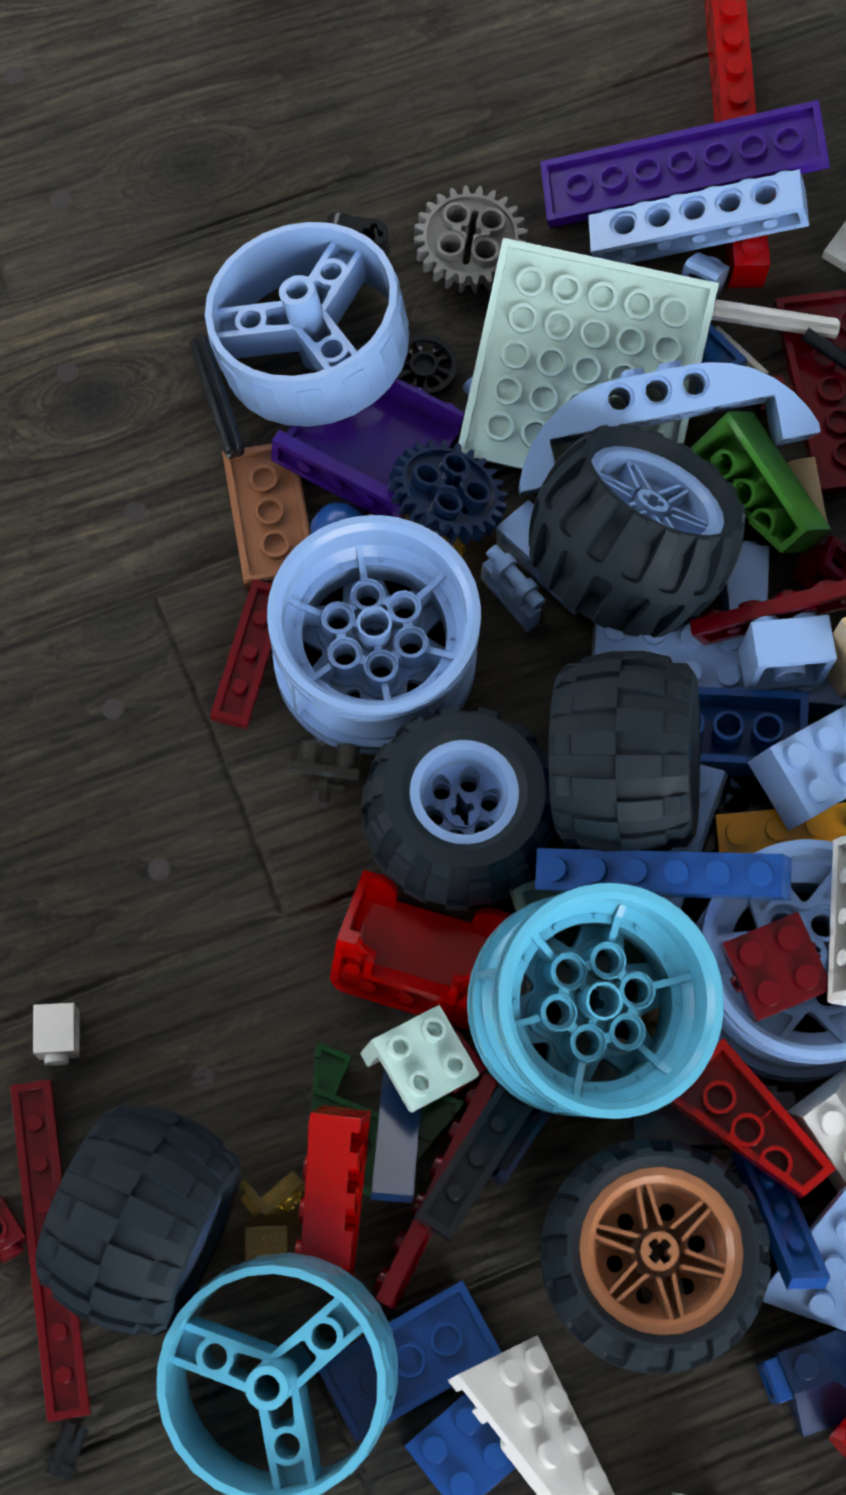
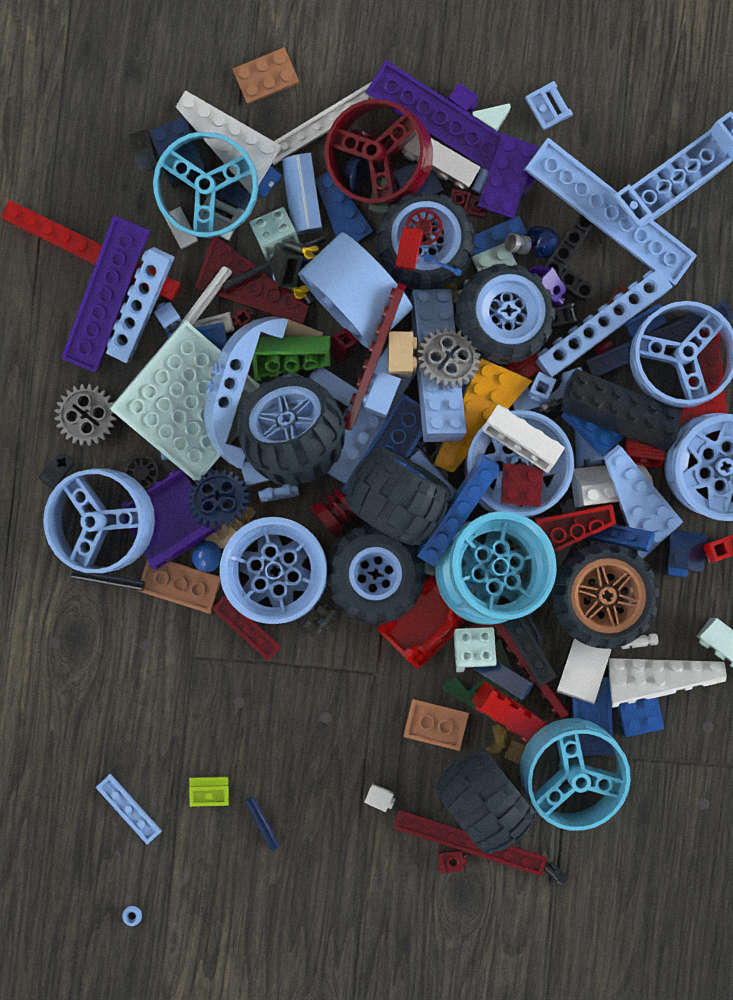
camera: 55 degrees left, 15 degrees up
(243, 1068) = (435, 724): none -> nougat plate
(487, 1296) = (583, 671): none -> white tile
(526, 691) = (334, 513): none -> dark red wheel
(603, 1381) = (643, 641): none -> white axle

